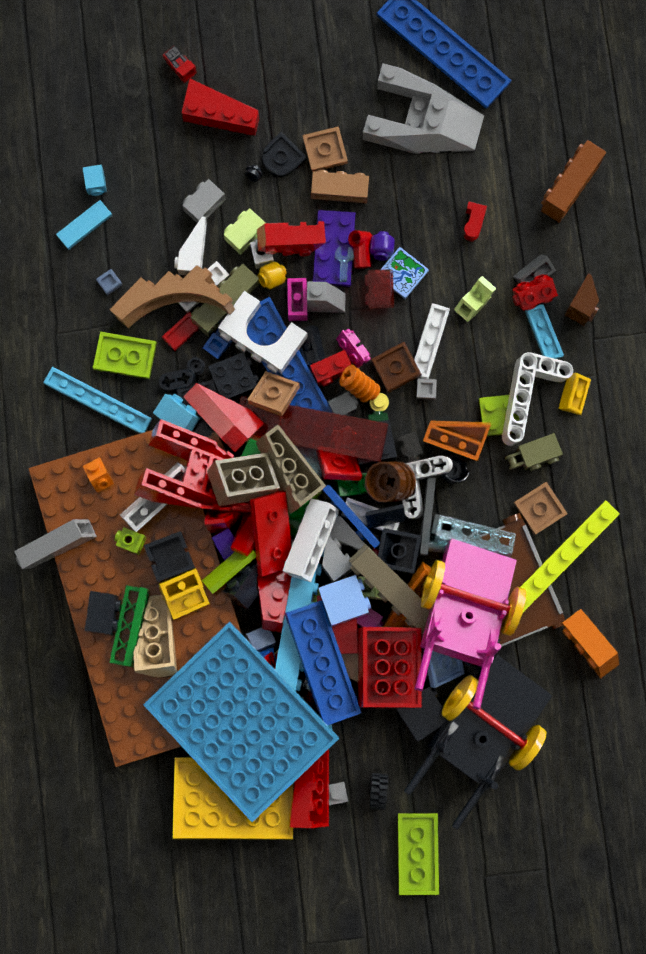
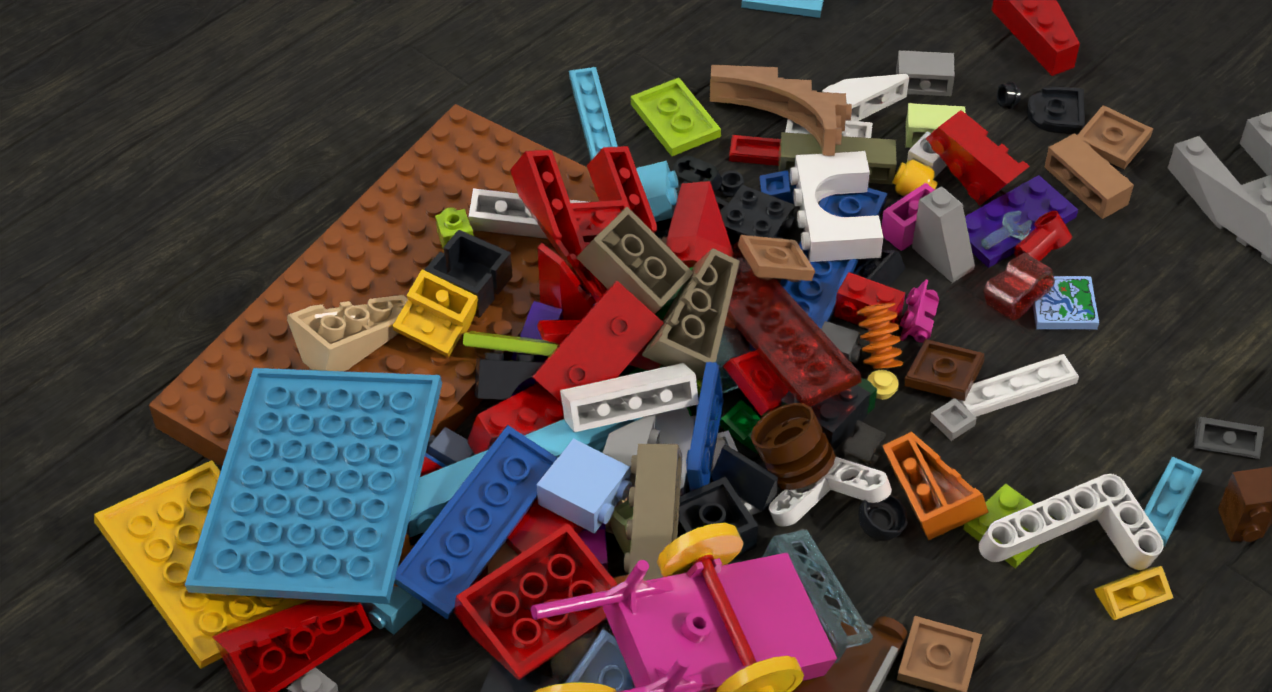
camera: 50 degrees right, 30 degrees down
(55, 543) = (388, 163): light grey slope -> none
(98, 475) = (503, 156): orange bracket -> none
(102, 613) = (335, 251): black slope -> none
(109, 282) = (743, 55): sand blue tile -> none
(136, 624) = (378, 284): green fence -> none
(382, 246) = (1070, 256): dark purple head -> none
(425, 544) = (810, 519): dark grey piece -> none
(473, 227) = (1212, 327): red leg -> none
(475, 299) = (1118, 392): yellowish green brick -> none
(531, 293) = (1196, 442): red brick -> none
(536, 453) = (1005, 596): olive brick -> none

